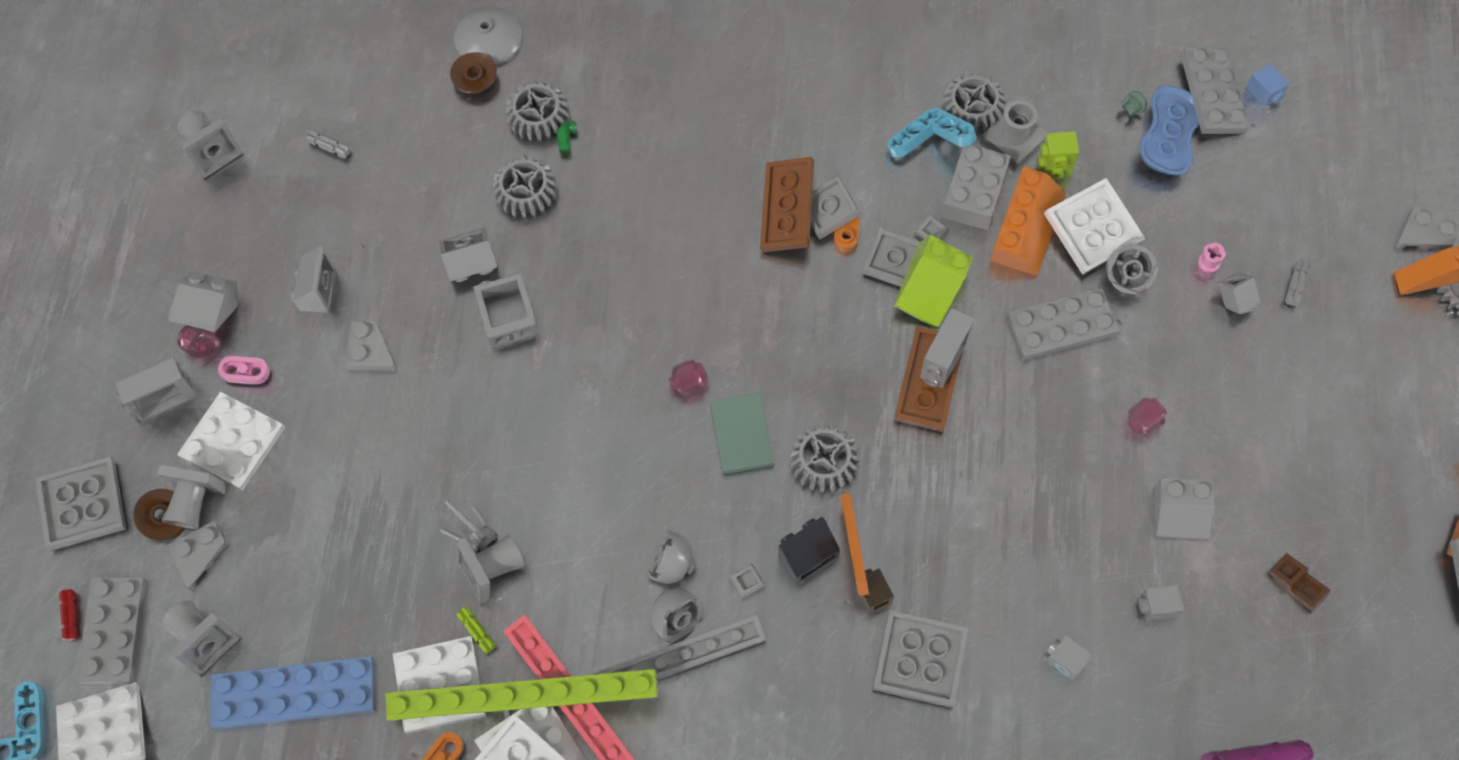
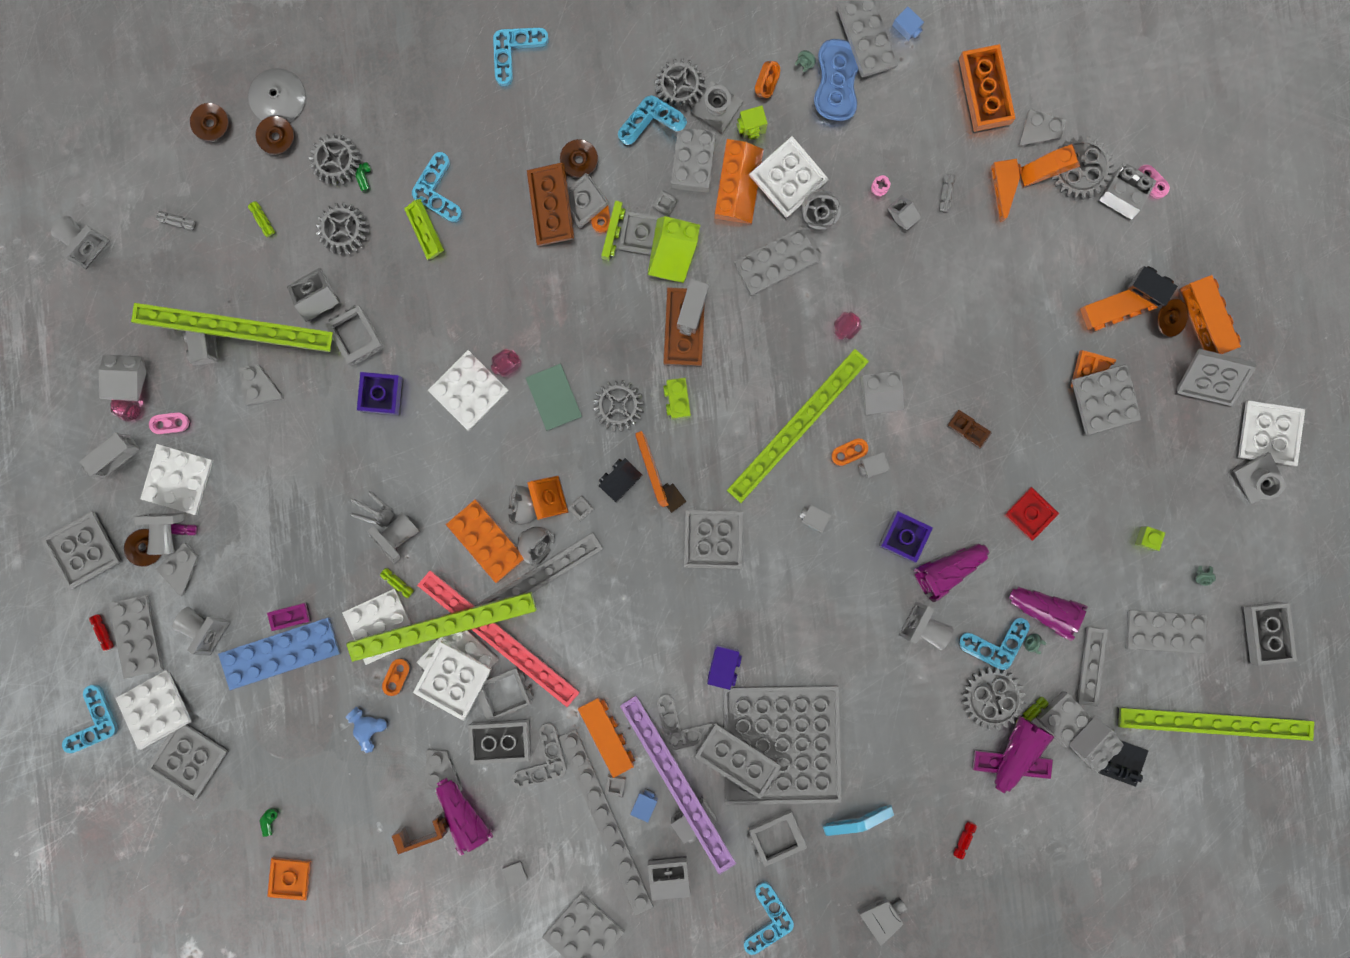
camera: 10 degrees left, 20 degrees up
(219, 504) = (183, 529): none -> magenta axle
(319, 644) = (288, 617): none -> magenta plate
(358, 261) = (231, 327): none -> lime plate
(397, 39) = (203, 115): none -> reddish brown dish
(430, 160) = (261, 219): none -> lime axle
(518, 382) = (379, 393): none -> dark purple brick
(610, 596) = (485, 541): none -> orange brick
(624, 205) = (423, 229): none -> lime plate
(633, 404) = (468, 390): none -> white plate
(642, 165) = (430, 187): none -> medium azure beam
(706, 554) = (547, 497): none -> orange tile
(778, 27) = (511, 43): none -> medium azure beam
(834, 152) = (576, 149): none -> reddish brown dish
(859, 249) = (613, 231): none -> lime plate
(906, 464) = (678, 398): none -> lime brick
(1059, 532) = (797, 426): none -> lime plate
(1084, 115) = (767, 79): none -> orange plate
(1127, 578) = (849, 452): none -> orange plate
(1195, 707) = (906, 536): none -> dark purple brick
(1362, 170) = (987, 88): none -> orange brick
(1375, 279) = (1005, 180): none -> orange slope
(1378, 715) = (1031, 513): none -> red tile

